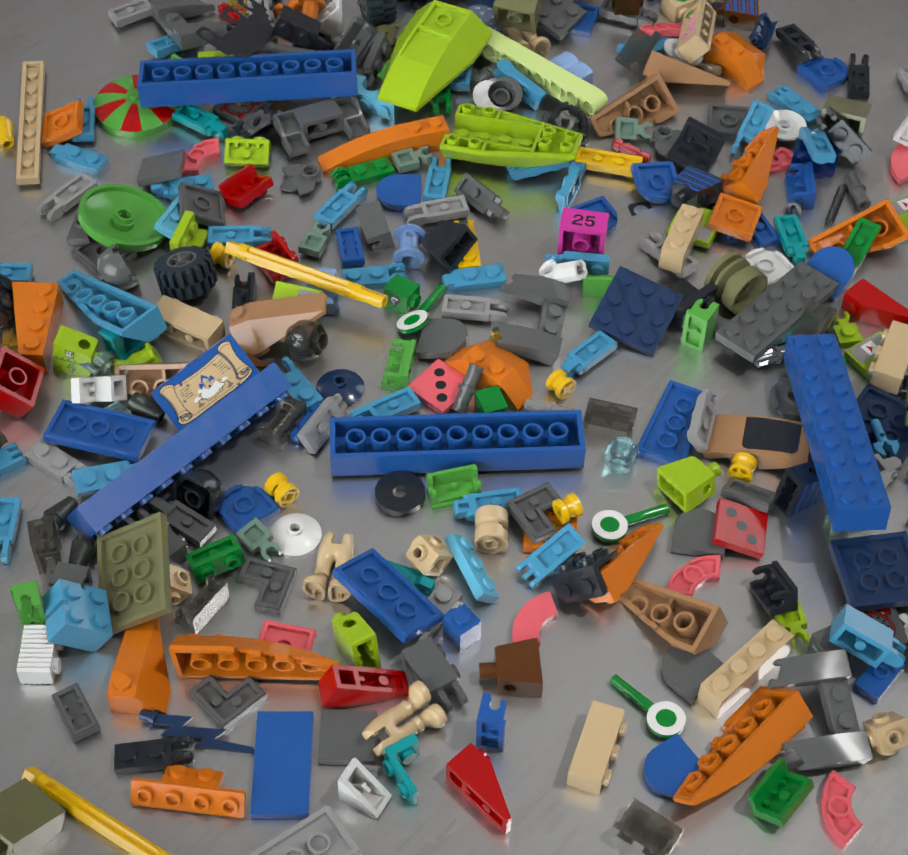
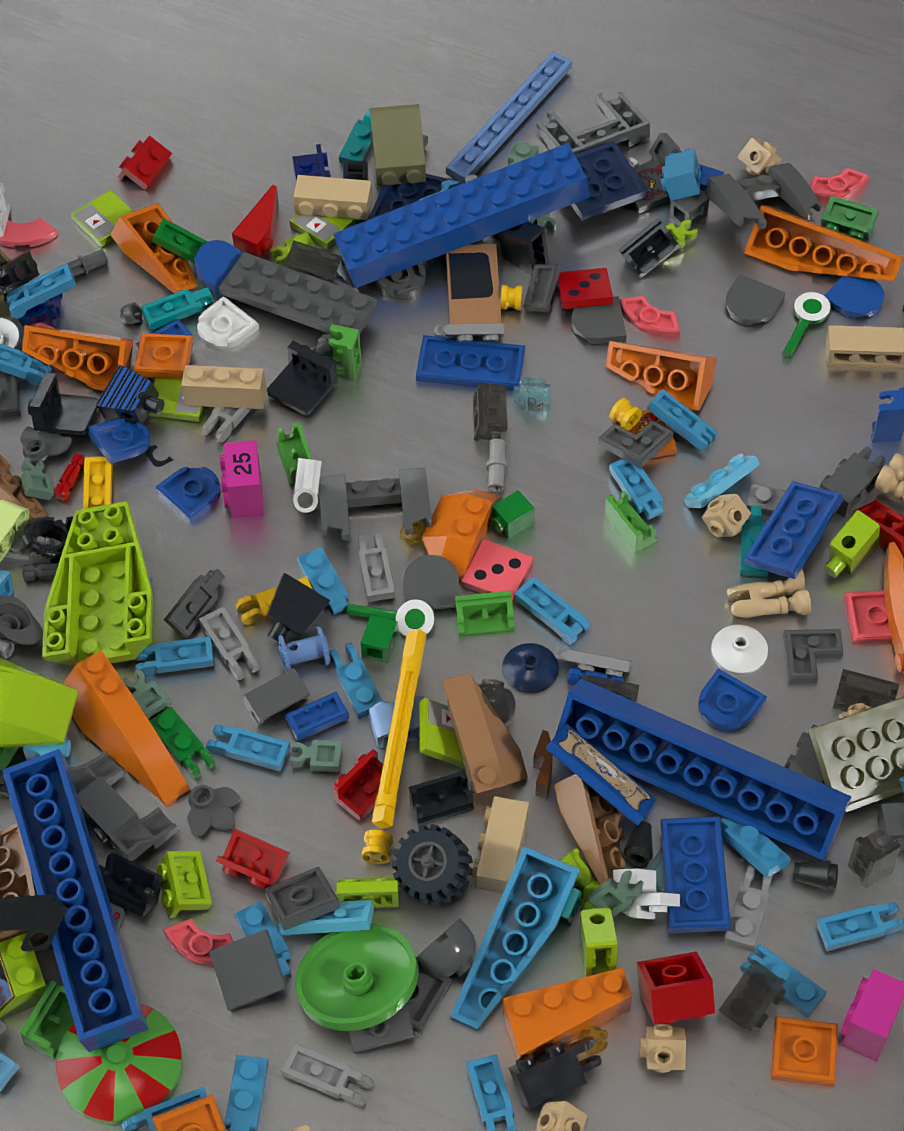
camera: 105 degrees left, 5 degrees up
(82, 550) = (853, 828): pearl dark grey cone -> none
(184, 520) = (777, 740): dark grey hinge -> none
(200, 121) = (141, 953): teal hinge -> none
(200, 492) = (740, 730): black cylinder -> none
(215, 558) = (809, 698): green bracket -> none
(245, 234) = (339, 844): dark azure hinge -> none
(258, 537) = (766, 673): sand green plate -> none
(283, 491) = (698, 669): yellow wheel -> none
(301, 387) = (544, 708): dark azure hinge -> none
(399, 191) = (204, 692): blue tile -> none
(404, 482) = (657, 557): black tile -> none
(456, 440) = (581, 530): blue brick -> none
(461, 627) = (794, 467): blue brick -> none
(467, 388) = (503, 533): dark grey pin -> none
(491, 529) = (673, 473): tan wheel -> none
(515, 669) = (815, 420): reddish brown torso -> none
(534, 617) = (755, 426): coral tile -> none
(560, 384) = (459, 462): yellow wheel -> none
(570, 185) = (165, 518): dark azure hinge -> none
(581, 576) = (697, 382): black bracket -> none
(588, 354) = (407, 449): dark azure hinge -> none
(595, 263) = (277, 486): dark azure hinge -> none
(613, 526) = (615, 385): piece -> none
(636, 311) = (339, 413): dark blue plate -> none
(676, 616) = (710, 311): medium nougat wedge -> none
(688, 481) = (549, 331): lime torso -> none
(736, 281) = (271, 331): olive wheel -> none
(744, 668) = (737, 256): tan brick -> none
(801, 185) = (92, 310): blue hinge -> none
(837, 207) = (107, 281): black piece -> none

